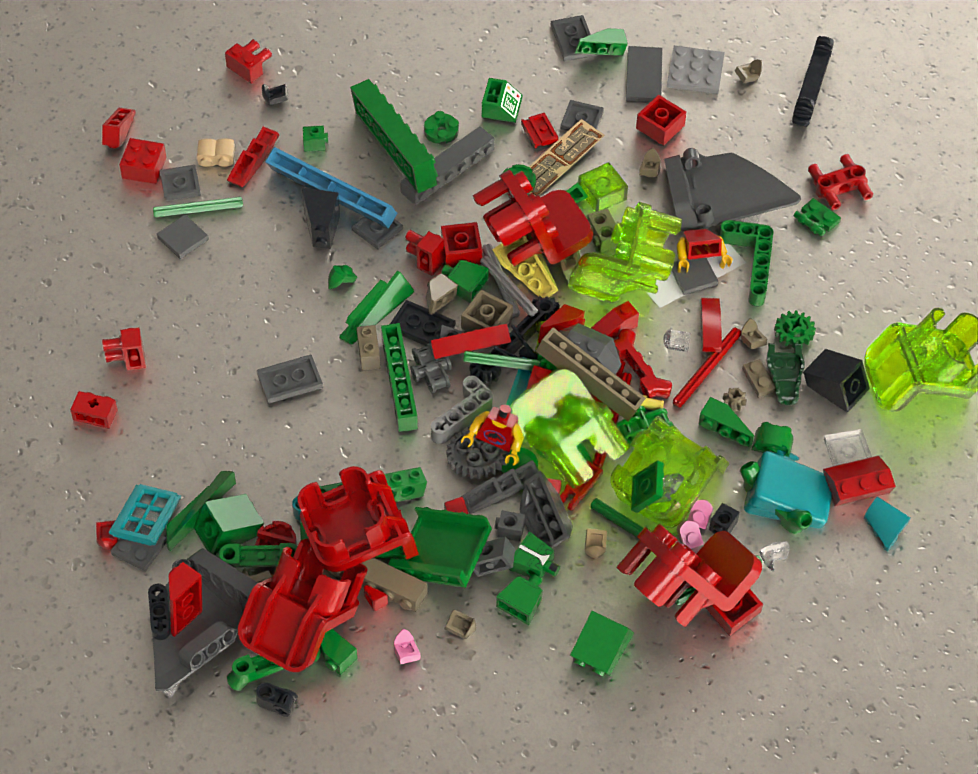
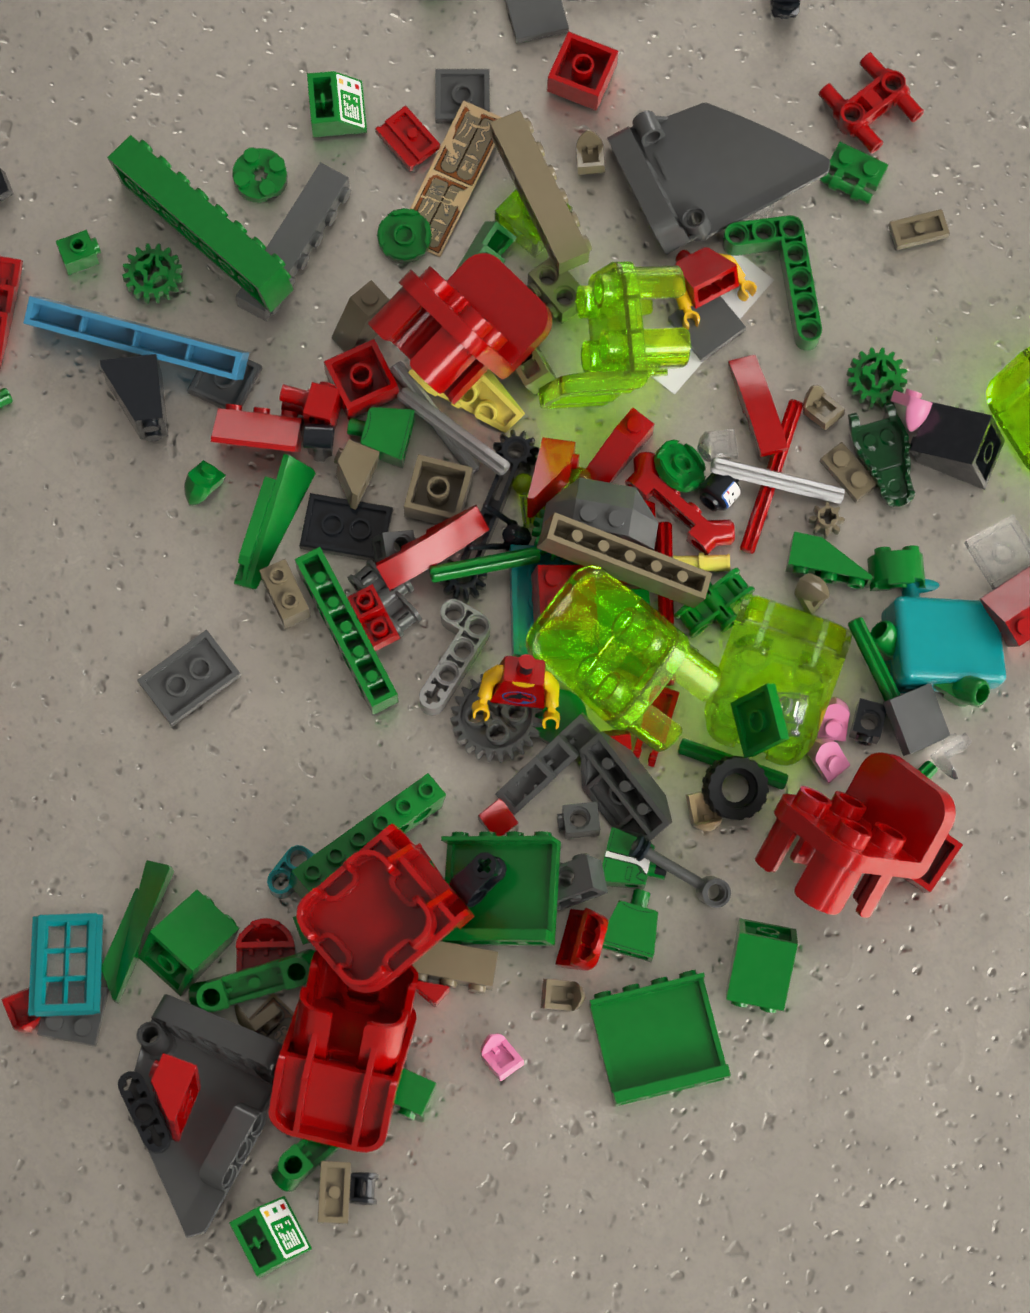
camera: 20 degrees left, 20 degrees up
(210, 711) = (270, 1236): none -> green slope
(262, 691) = (334, 1192): none -> dark tan plate
(355, 160) = (161, 281): none -> green gear
(386, 254) = (258, 428): none -> slope
(419, 372) = (373, 617): none -> red slope
(422, 269) = (319, 440): none -> black piece
(428, 535) = (477, 879): none -> black piece
(472, 212) = (361, 308): none -> dark tan slope
(485, 593) = (582, 940): none -> red slope
(516, 669) = (658, 1038): none -> green panel
(543, 547) = (641, 849): none -> dark grey piece
(606, 538) = (756, 793): none -> black tyre
(609, 168) = (539, 191): none -> dark tan brick
(647, 343) = (680, 466): none -> green tile
(669, 363) = (719, 491): none -> black head
(709, 366) = (777, 480): none -> axle
(710, 435) = (811, 592): none -> dark tan plate
(742, 499) = (873, 658): none -> green axle
(756, 525) = (916, 719): none -> dark grey tile
(814, 347) = (916, 409): none -> bright pink plate
(849, 256) = (919, 229): none -> dark tan plate

